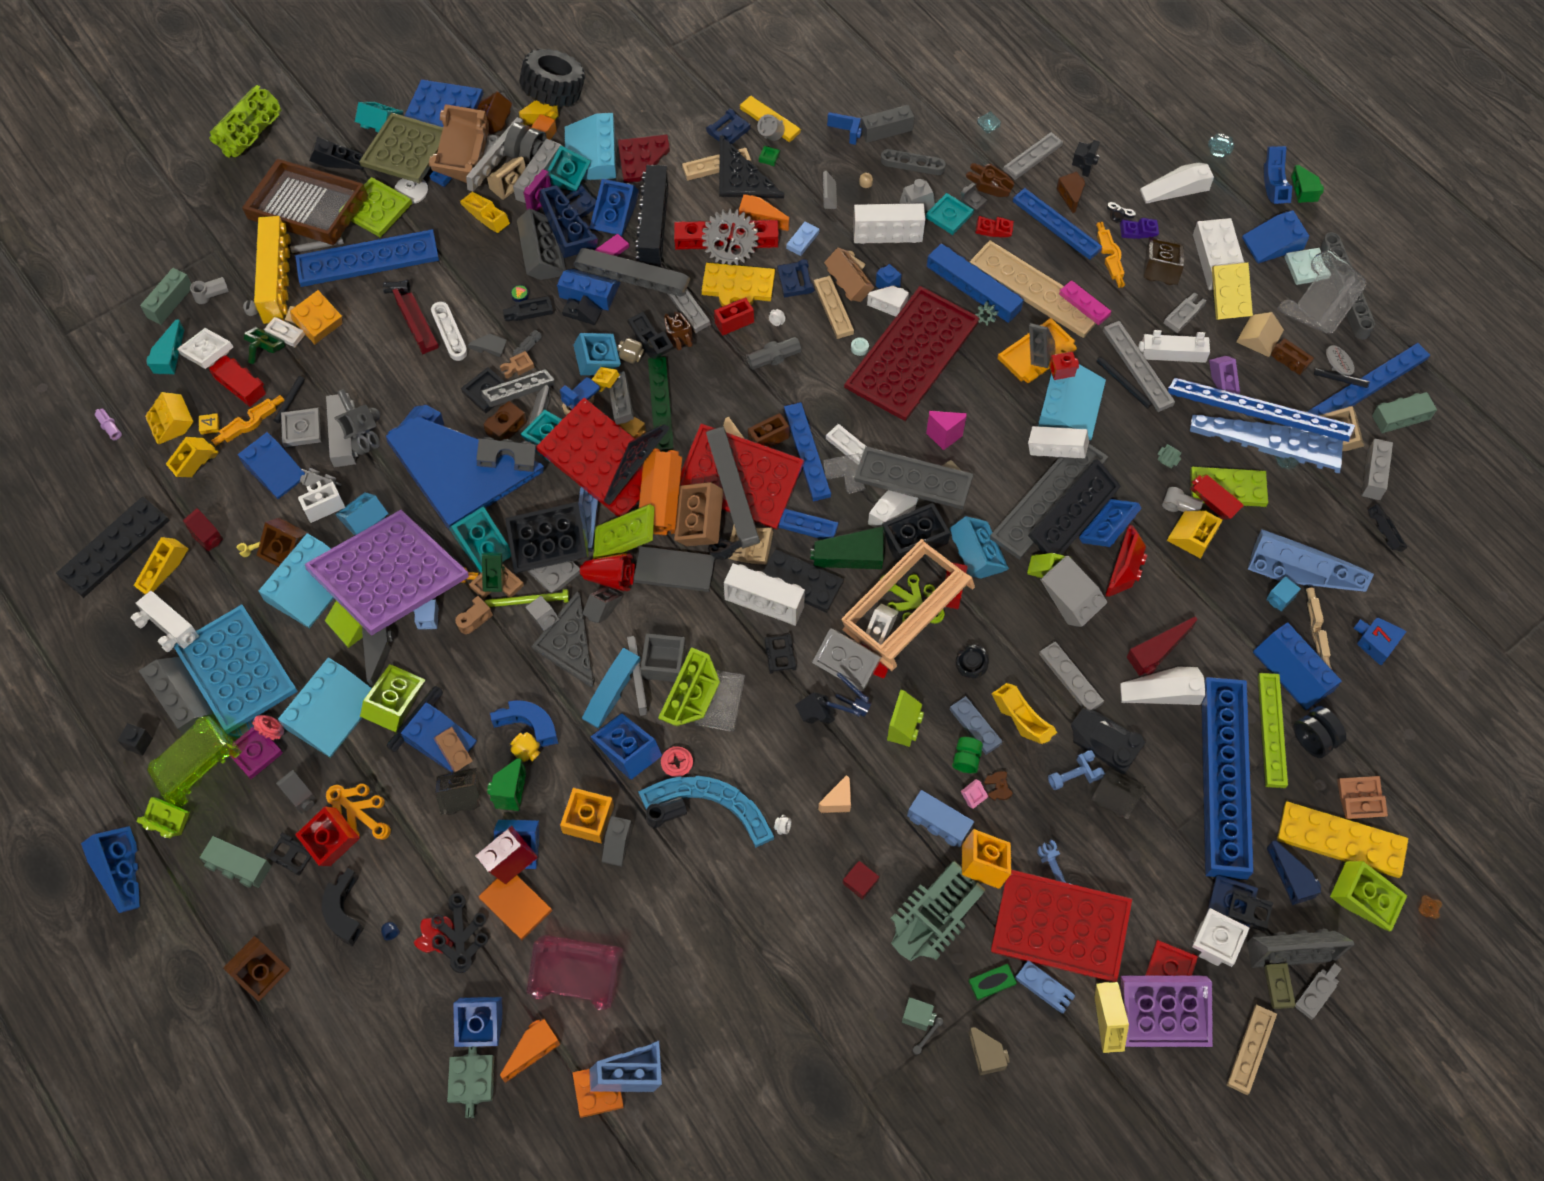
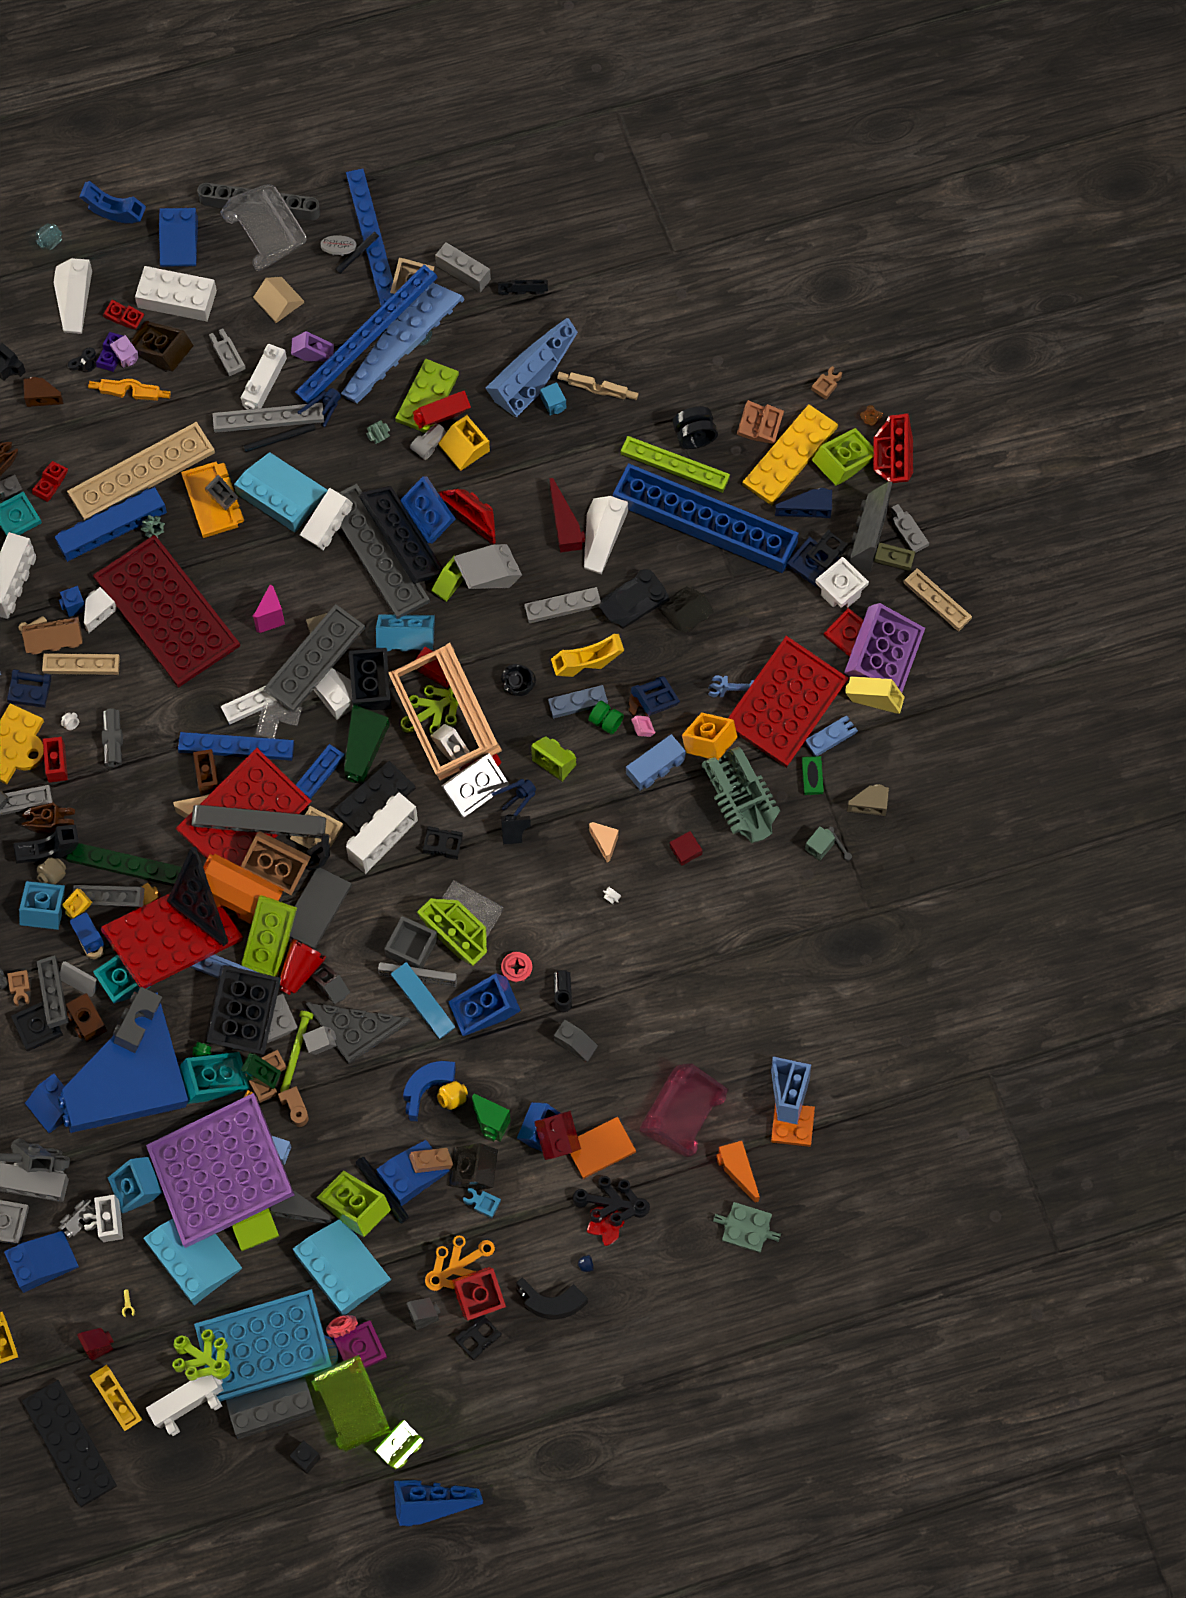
camera: 70 degrees left, 5 degrees up
(192, 633) = (217, 1368): none -> lime plant
(235, 862) = (469, 1387): sand green brick -> none
(256, 968) = (580, 1390): reddish brown slope -> none
(278, 540) = (139, 1270): reddish brown slope -> none
(425, 814) = (484, 1203): none -> dark azure plate
(477, 1021) = (700, 1205): blue slope -> none
(500, 522) = (201, 1050): none -> green plate
(587, 815) = (543, 1057): light orange brick -> none
(716, 791) = (559, 940): dark azure plate -> none
(859, 346) = (136, 656): light aqua tile -> none
(1006, 798) = (656, 701): none -> dark blue plate
(1056, 780) = (655, 655): medium blue bar -> none
(1057, 223) = (73, 422): blue plate -> none
(1063, 365) = (252, 480): red brick -> none
(1085, 302) = (180, 434): dark pink plate -> none
(1142, 235) = (125, 351): none -> lavender bracket
(1179, 225) = (123, 315): none -> red slope
(1182, 406) = (330, 401): none -> dark blue plant
(1232, 291) = (225, 301): light yellow plate -> none
(1291, 356) = (315, 283): reddish brown bracket -> none
(1298, 665) = (623, 417): blue slope -> none
(1300, 265) = (216, 228): light aqua plate -> none
(1306, 185) = (129, 183): green slope -> none
(1379, 638) = (625, 342): blue torso -> none
(1401, 944) = (894, 449): none -> red wedge
(1404, 412) = (413, 218): sand green brick -> none
(1440, 849) = (826, 384): none -> medium nougat plate

